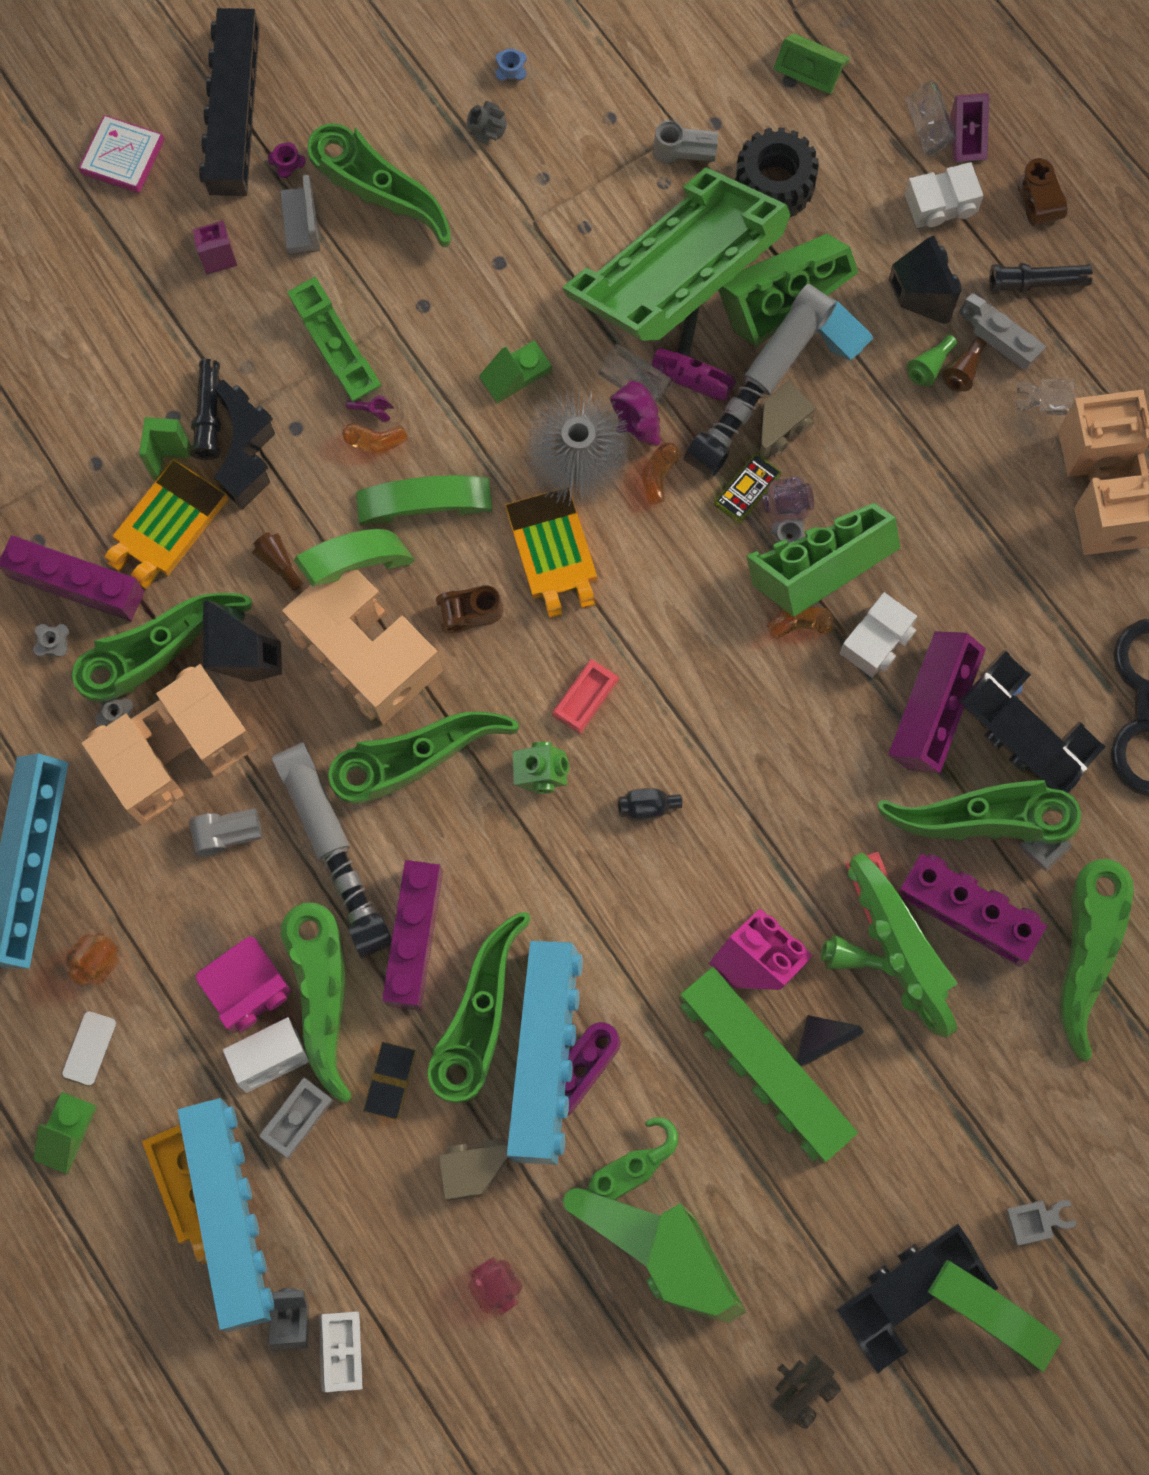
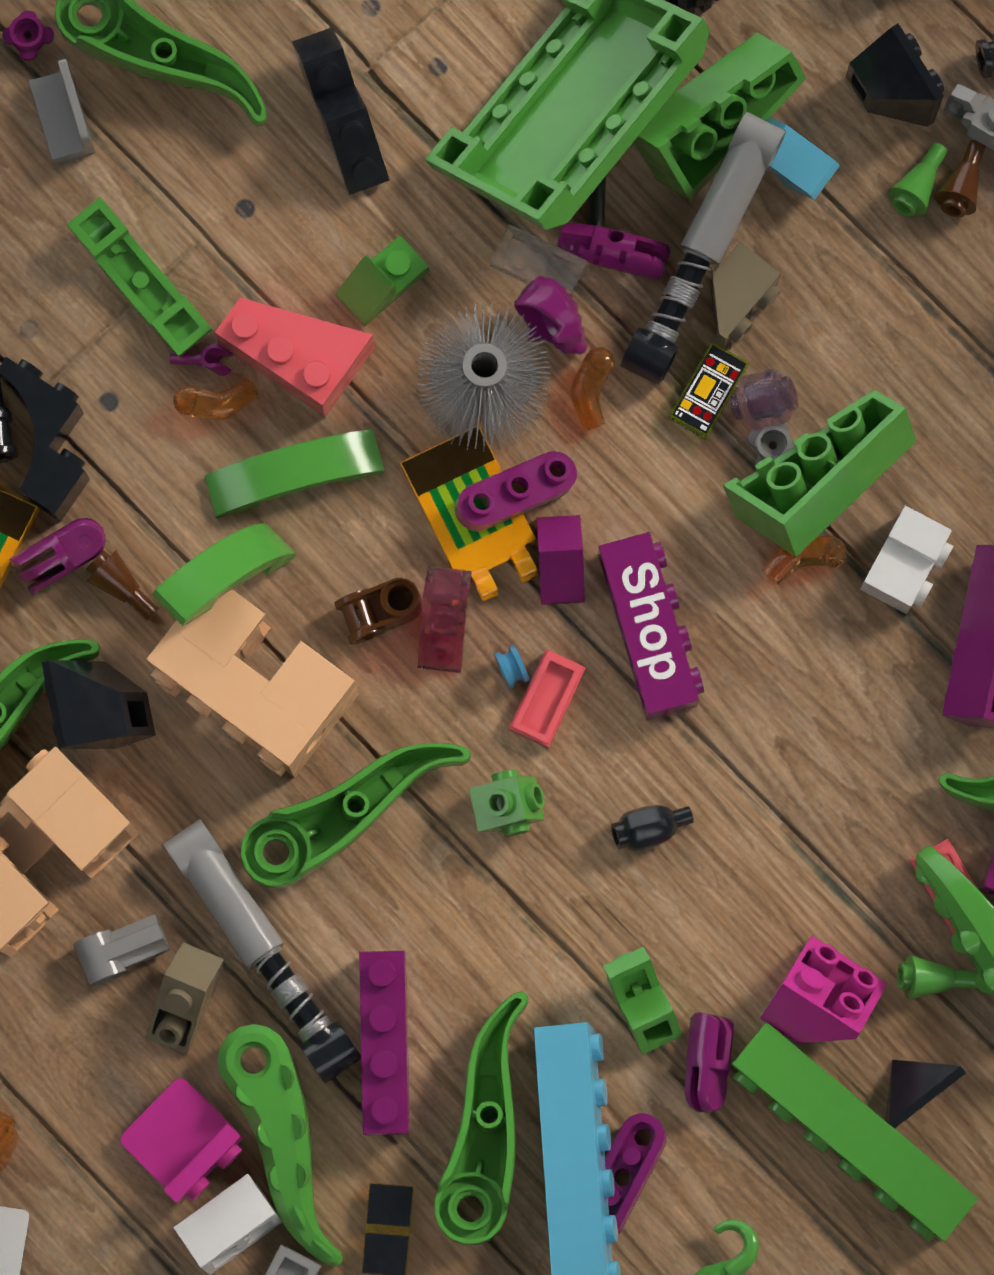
camera: 10 degrees left, 5 degrees up
(246, 526) = (72, 545): none -> magenta arm
(265, 875) = (184, 998): none -> dark tan slope
(441, 410) = (296, 351): none -> coral wedge
(506, 245) = (341, 110): none -> black arch
(516, 623) = (444, 619): none -> clear pink slope
(562, 667) = (511, 666): none -> dark azure bush
(578, 544) = (504, 502): none -> magenta plate
(613, 595) = (560, 559): none -> magenta slope
(618, 934) = (642, 1000): none -> bright green brick
(662, 991) = (708, 1061): none -> magenta arm
(672, 653) = (649, 626): none -> magenta brick

